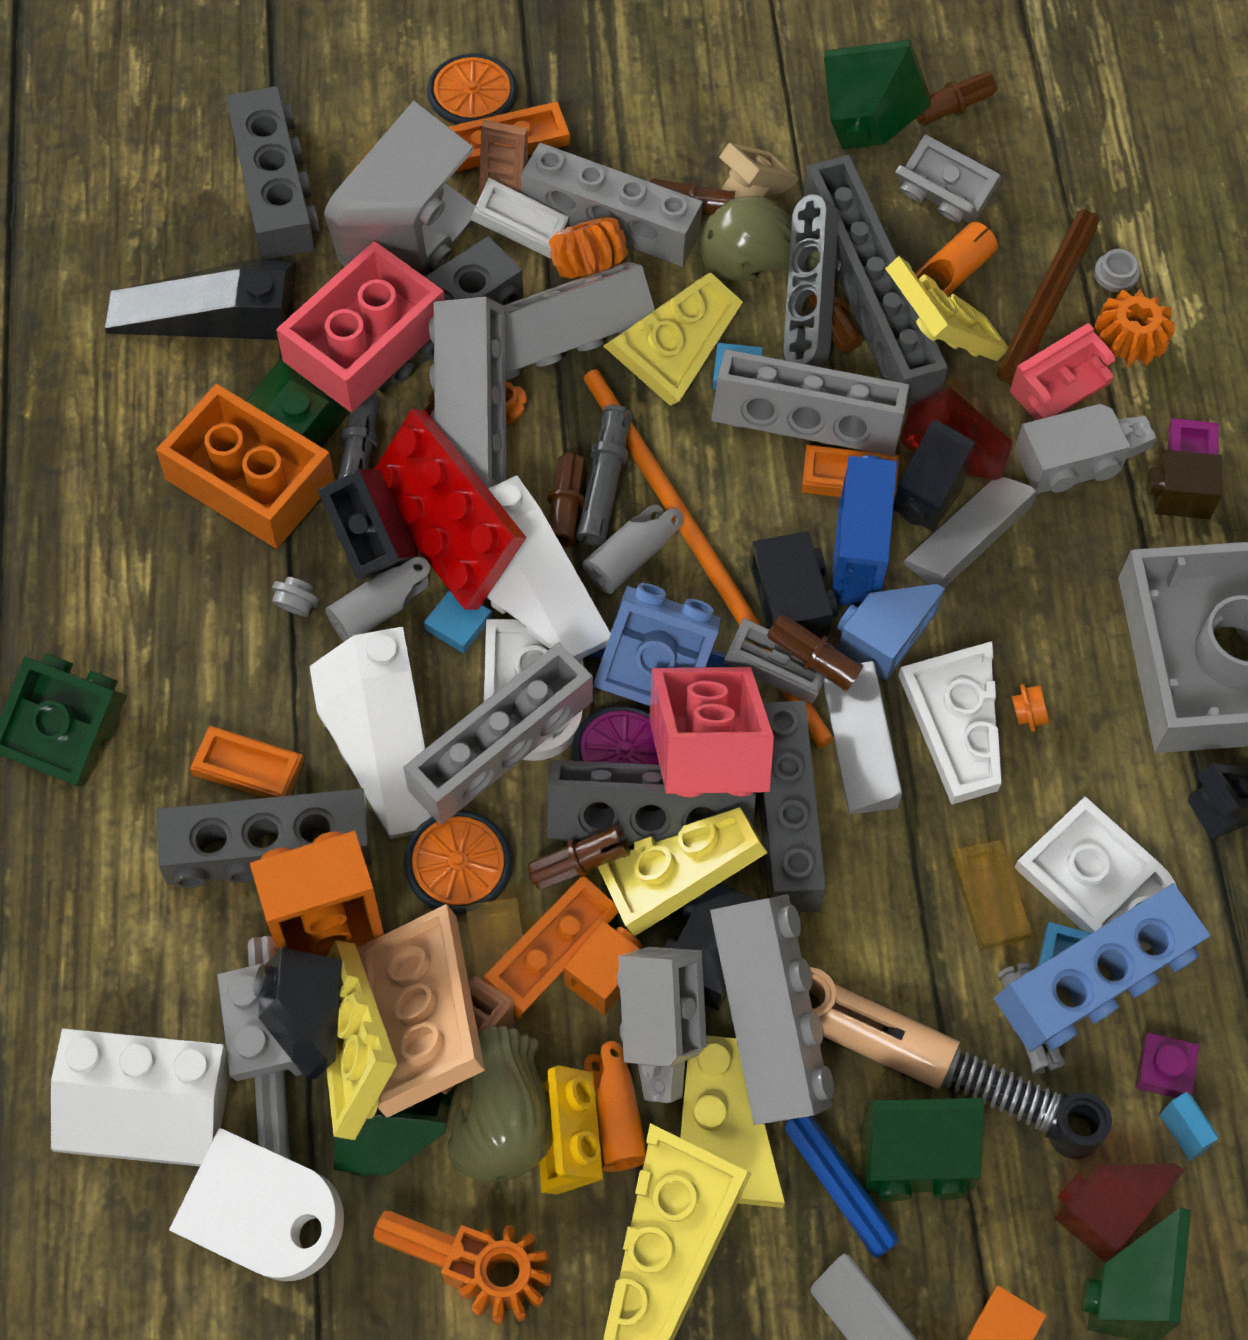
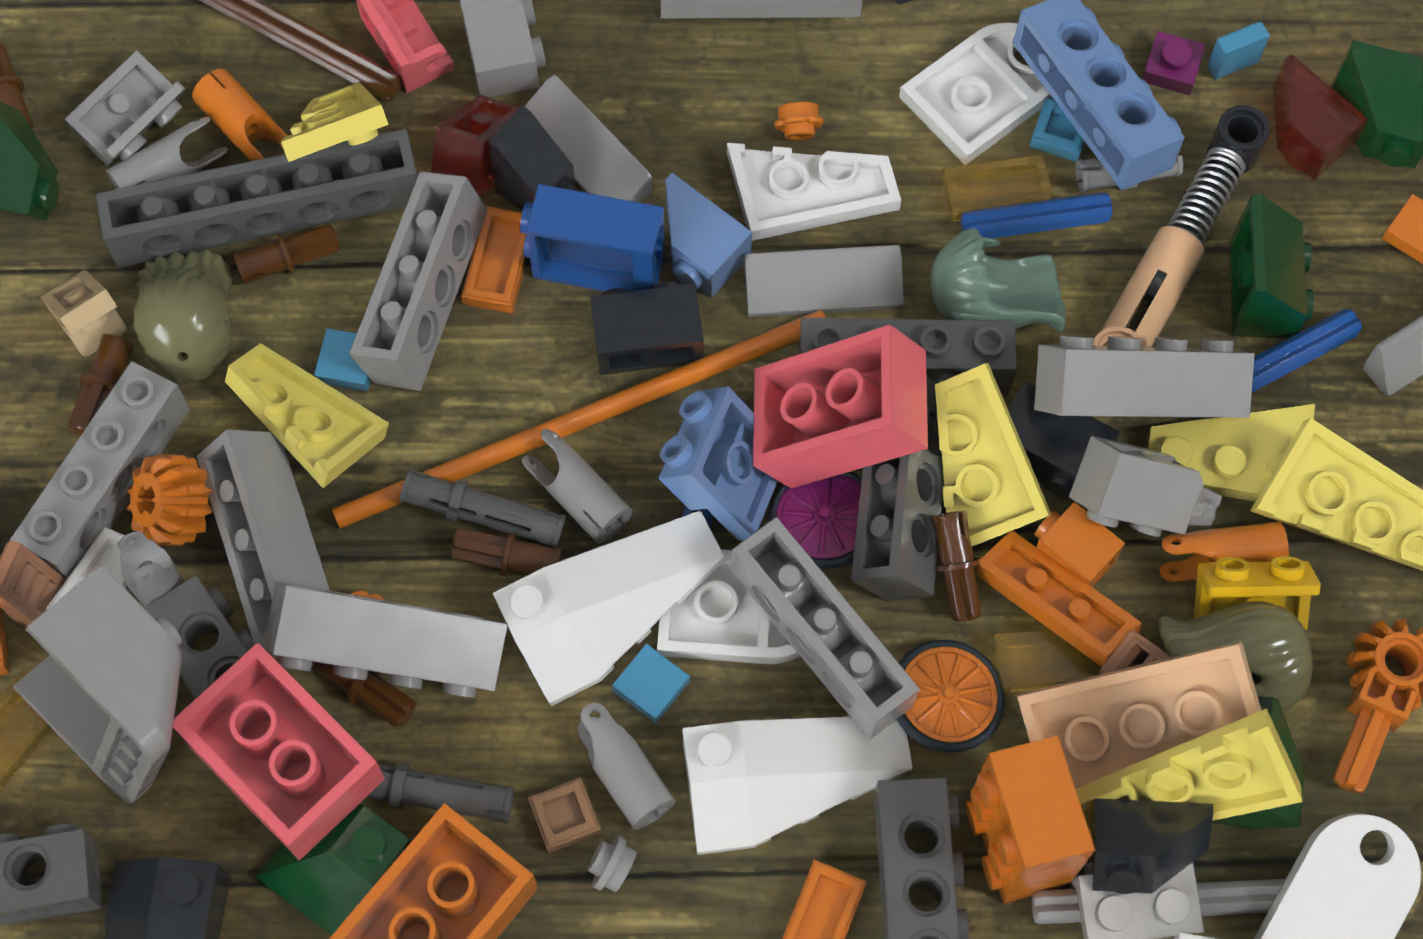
camera: 85 degrees left, 5 degrees up
(333, 567) = (564, 815): none -> medium nougat tile
(367, 522) = (541, 763): black brick -> none
(448, 510) = (526, 677): red plate -> none
(522, 238) = (147, 568): none -> light grey piece
(772, 666) = (772, 324): light grey tile -> none
(814, 652) = (740, 304): reddish brown axle -> none
(818, 281) = (263, 251): dark grey beam -> none
(866, 884) = (989, 288): none -> sand green piece
(899, 211) = (161, 160): none -> light grey piece
(962, 931) = (1039, 215): none -> blue axle

